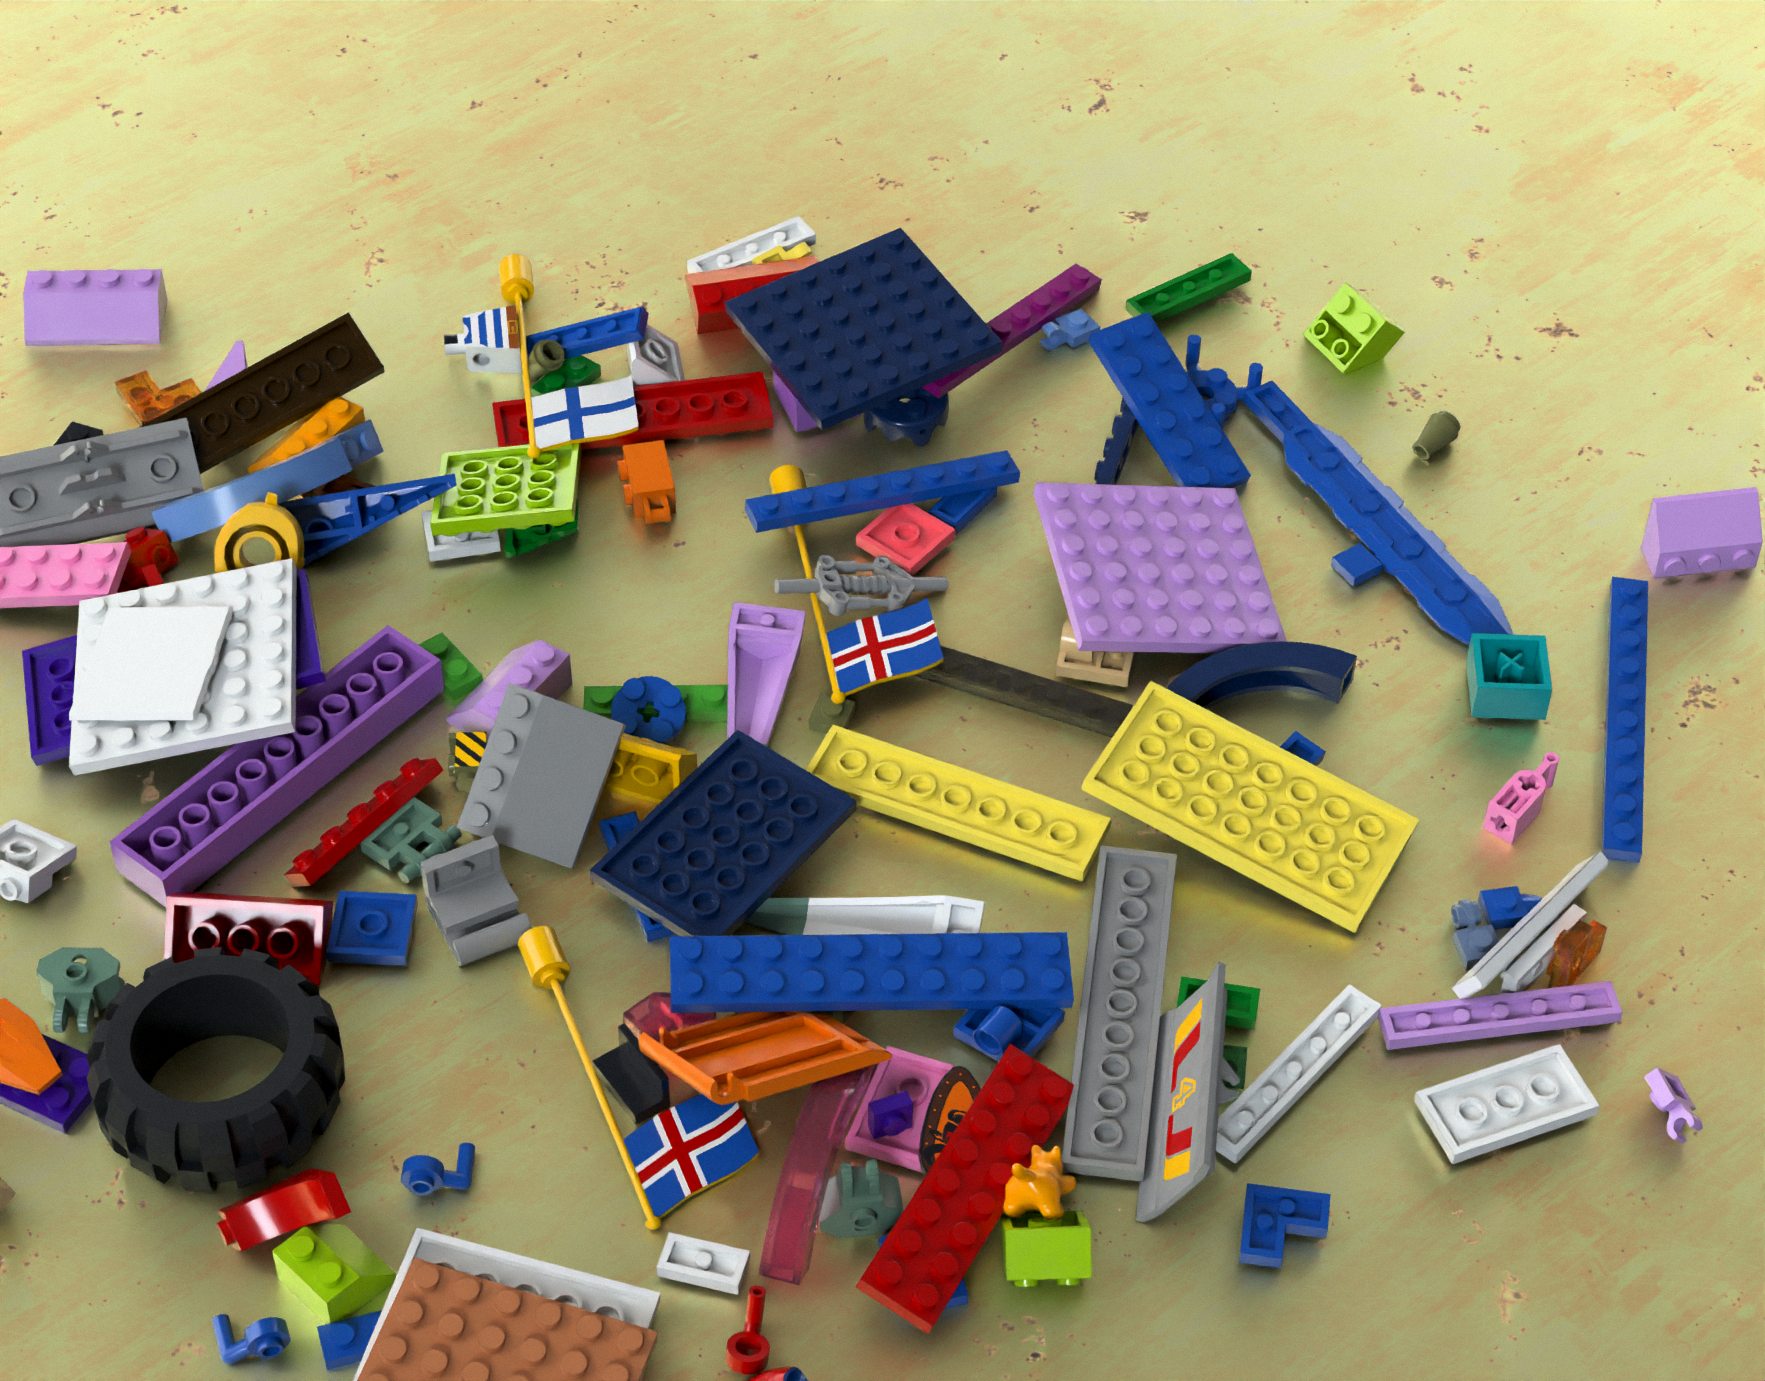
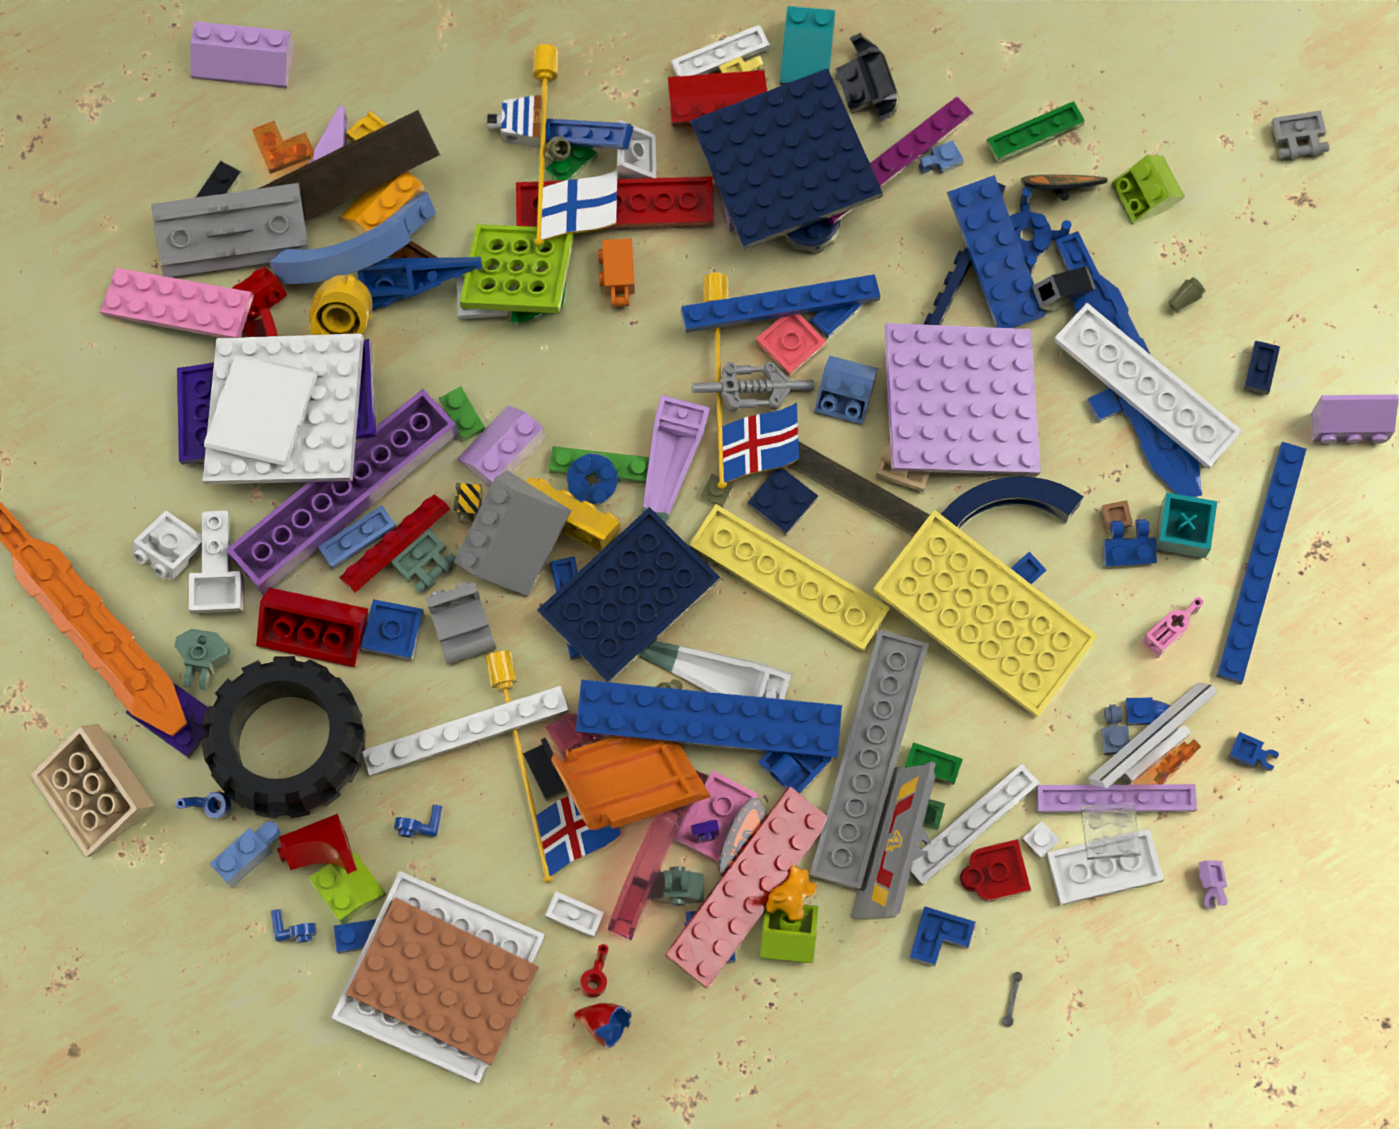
camera: 10 degrees right, 25 degrees up
(97, 900) = (216, 587): none -> white plate
(102, 1183) = (209, 804): none -> blue plate
(164, 1241) = (245, 853): none -> medium blue brick
(305, 822) = (357, 537): none -> medium blue plate
(497, 1040) = (465, 731): none -> white plate
(863, 214) = (806, 42): none -> teal slope
(928, 717) = (782, 500): none -> dark blue plate
(959, 255) = (868, 80): none -> black plate
(993, 581) = (845, 389): none -> medium blue slope
(1237, 332) = (1061, 182): none -> shield
(1268, 436) = (1063, 288): none -> black slope
(1346, 1130) = (996, 872): none -> red plate
(1400, 1083) = (1040, 840): none -> white plate
(1408, 681) = (1117, 512): none -> medium nougat plate
(1412, 1328) = (1008, 1020): none -> dark grey hinge
(1413, 529) = (1147, 385): none -> white plate
(1439, 718) = (1129, 550): none -> blue plate
(1504, 1047) = (1110, 831): none -> clear plate
(1533, 254) = (1300, 127): none -> light grey plate
(1559, 501) = (1261, 367): none -> dark blue plate
(1677, 935) = (1249, 751): none -> blue plate

